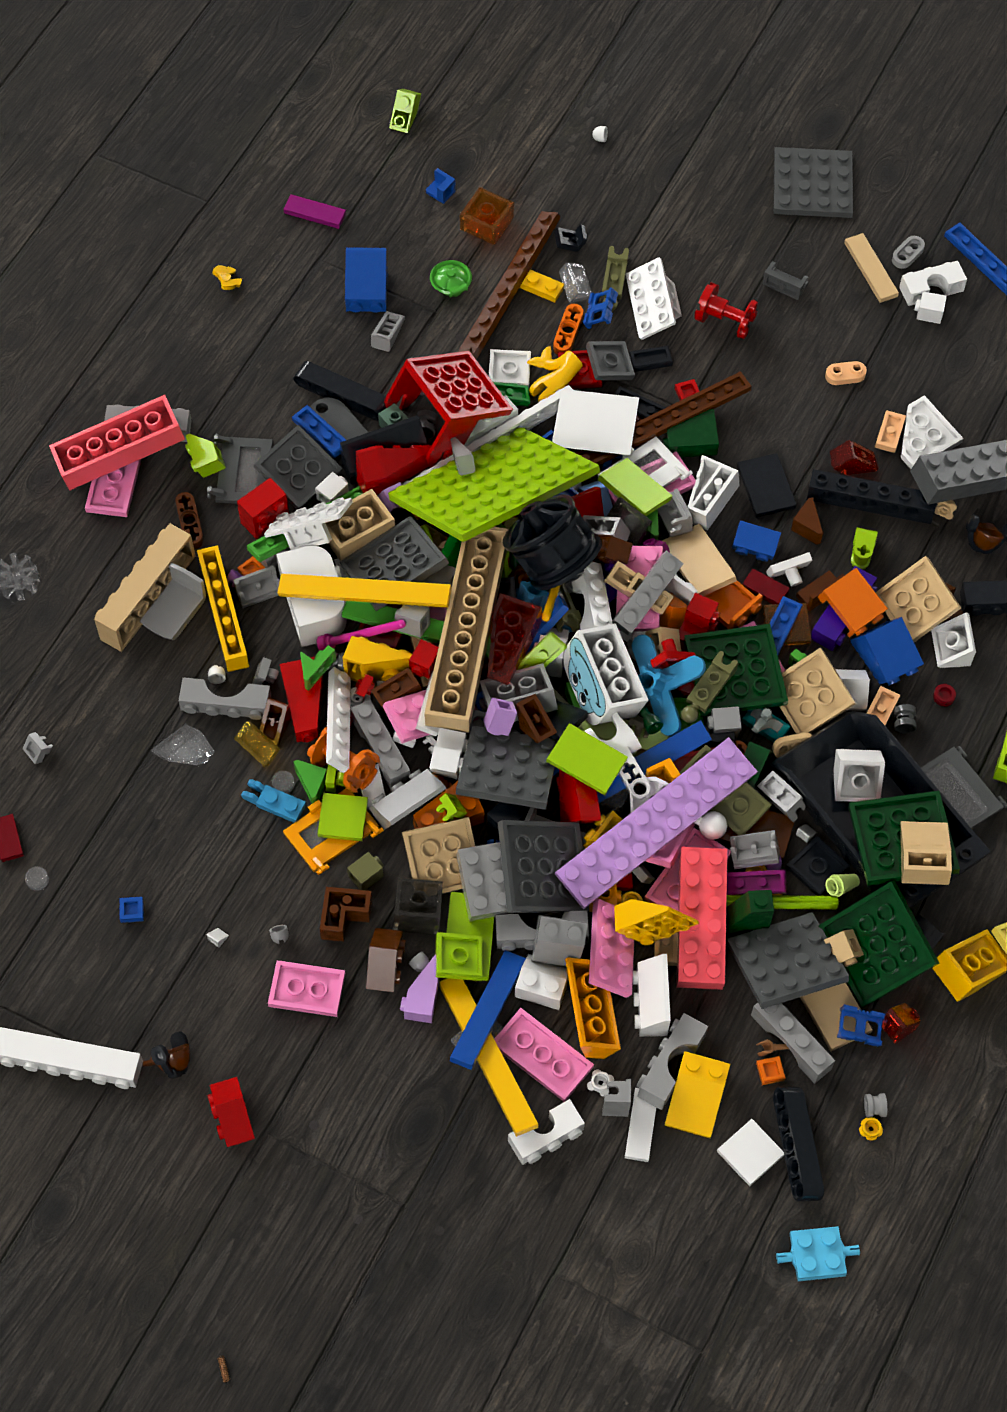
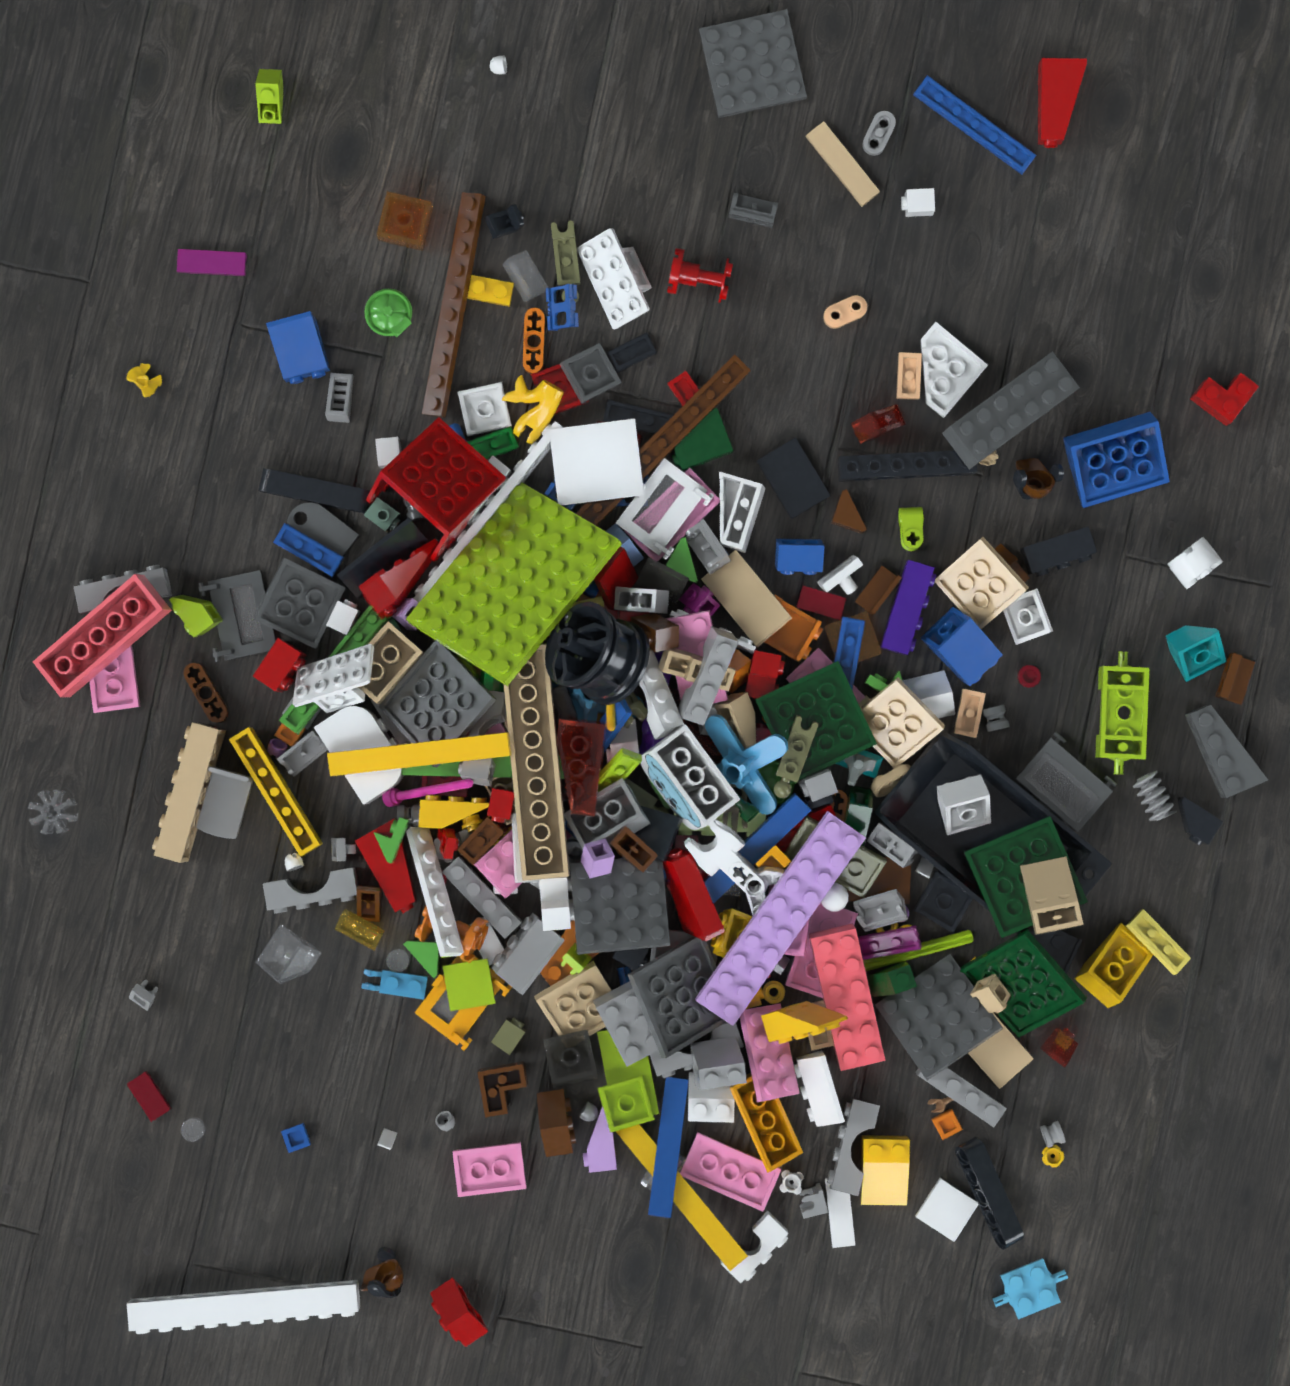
camera: 10 degrees left, 25 degrees up
(442, 187) = (341, 191): blue panel -> none
(463, 457) = (472, 563): light grey slope -> none
(586, 759) = (695, 879): lime tile -> none
(635, 487) = (659, 534): lime tile -> none
(669, 655) = (750, 734): red tile -> none
(841, 883) = (971, 919): yellowish green cone -> none
(854, 602) = (917, 608): orange panel -> none
(861, 1019) = (1021, 1053): blue piece -> none
(946, 276) = (930, 156): white arch -> none

